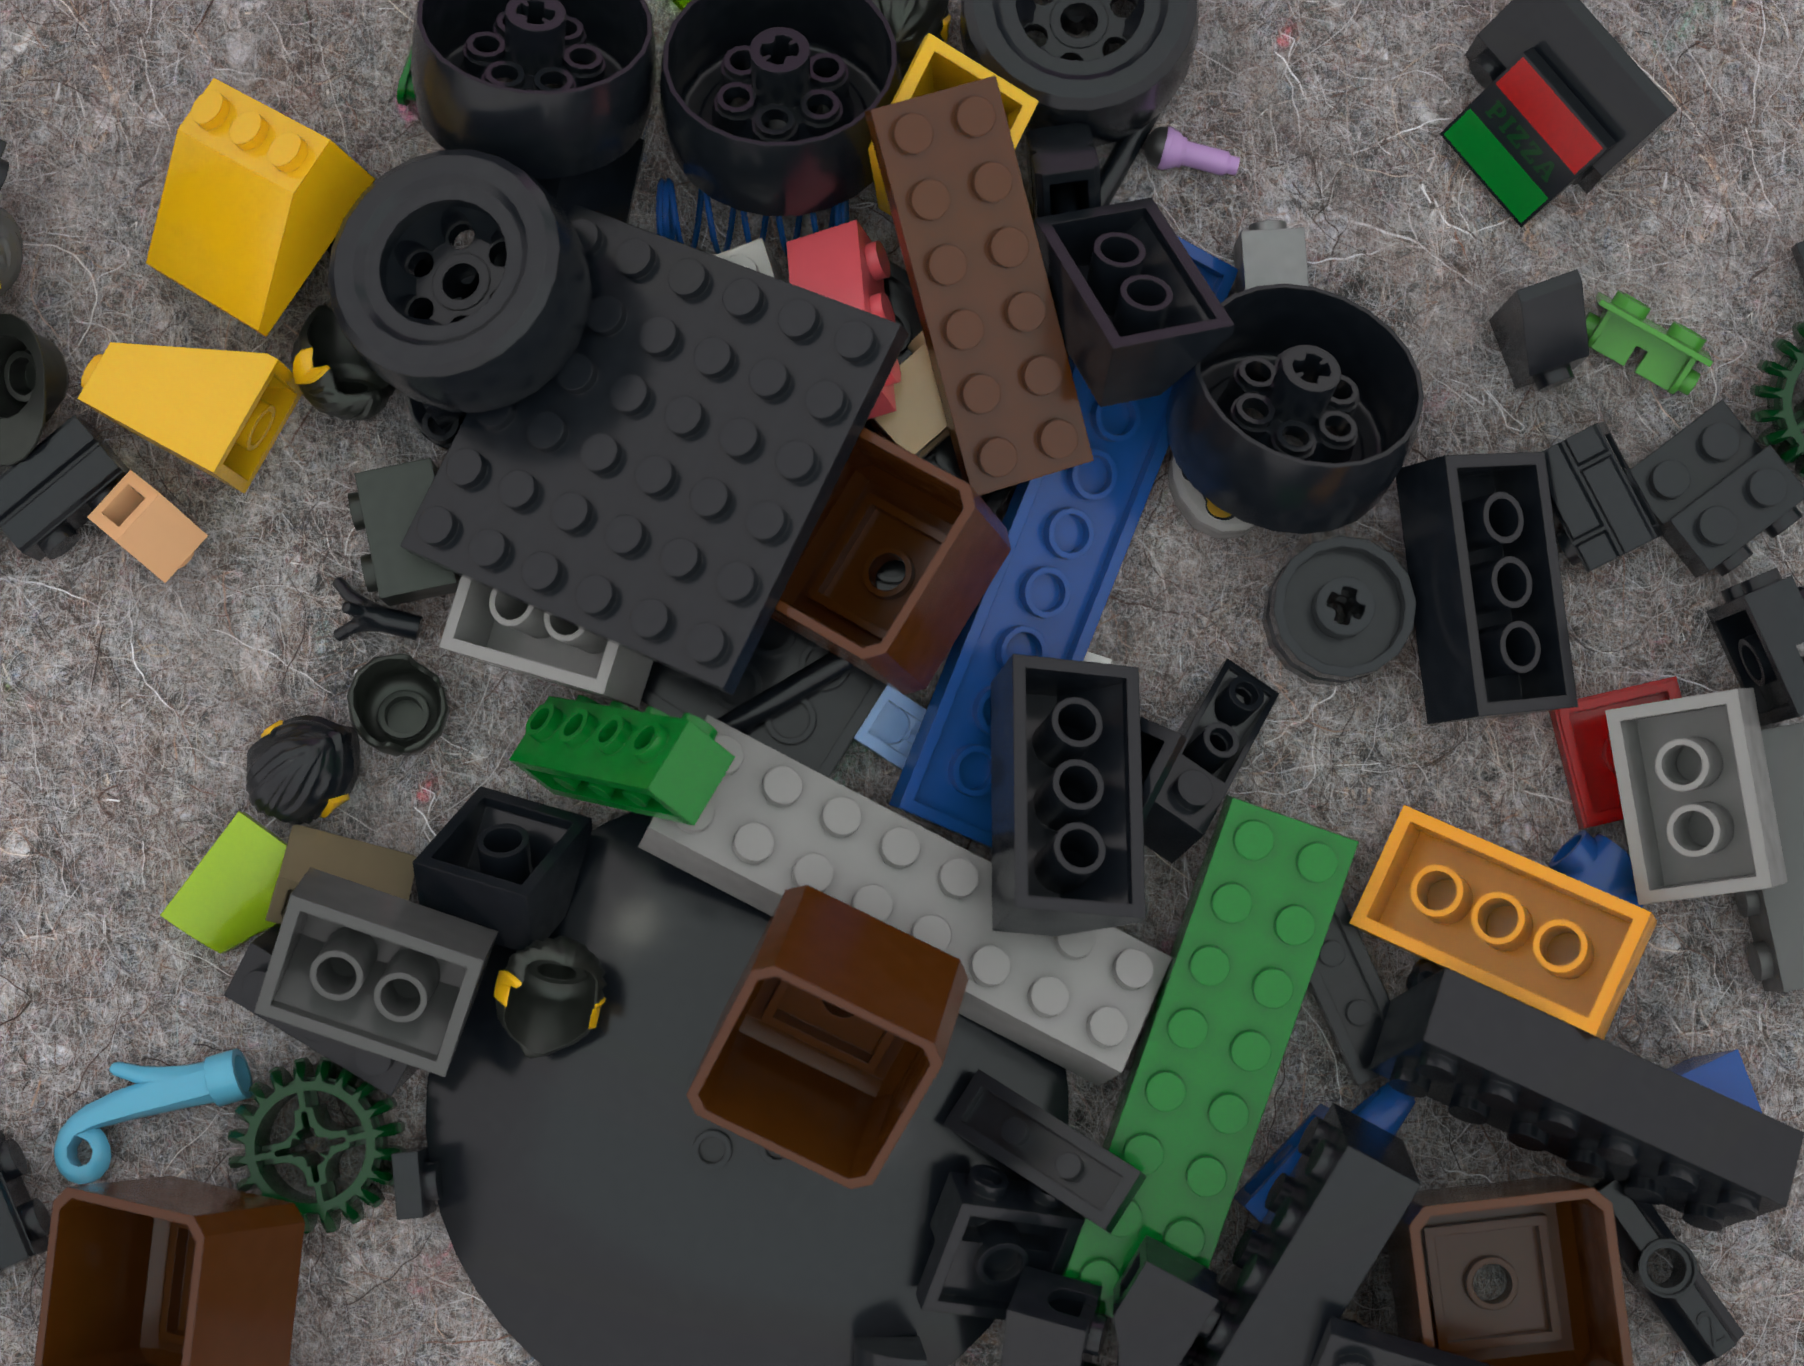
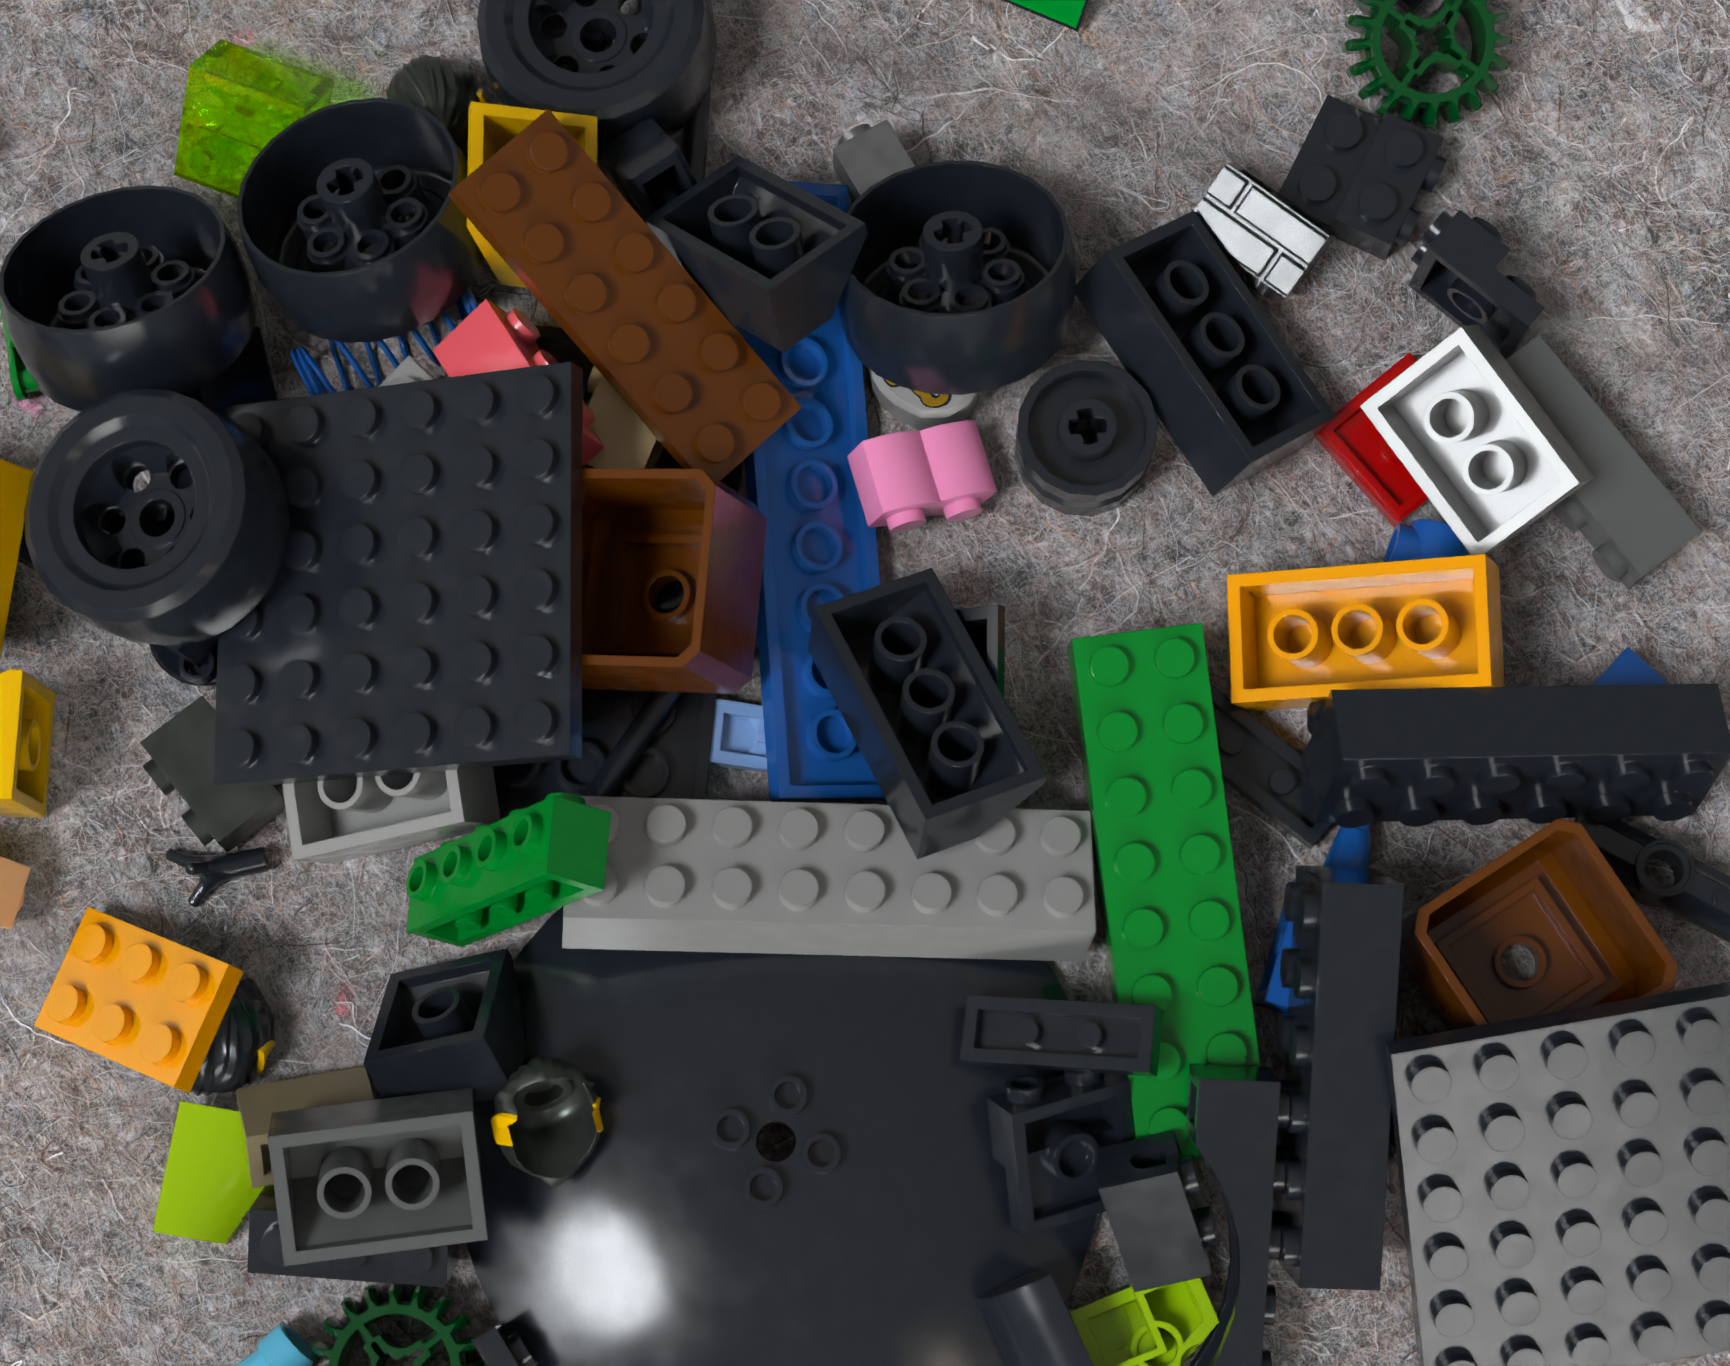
camera: 25 degrees left, 5 degrees down
(245, 703) = (139, 999): none -> light orange plate
(334, 373) = (80, 659): pearl dark grey hair -> none
(397, 705) = (279, 934): pearl dark grey hair -> none
(830, 1037) = (827, 1061): reddish brown plate -> none
(1170, 149) = (733, 110): lavender piece -> none
(1173, 572) = (922, 475): none -> bright pink brick
(1217, 742) = (1035, 625): black slope -> none
(1543, 332) = (1141, 109): black slope -> none
(1668, 352) = (1261, 78): bright green hinge -> none

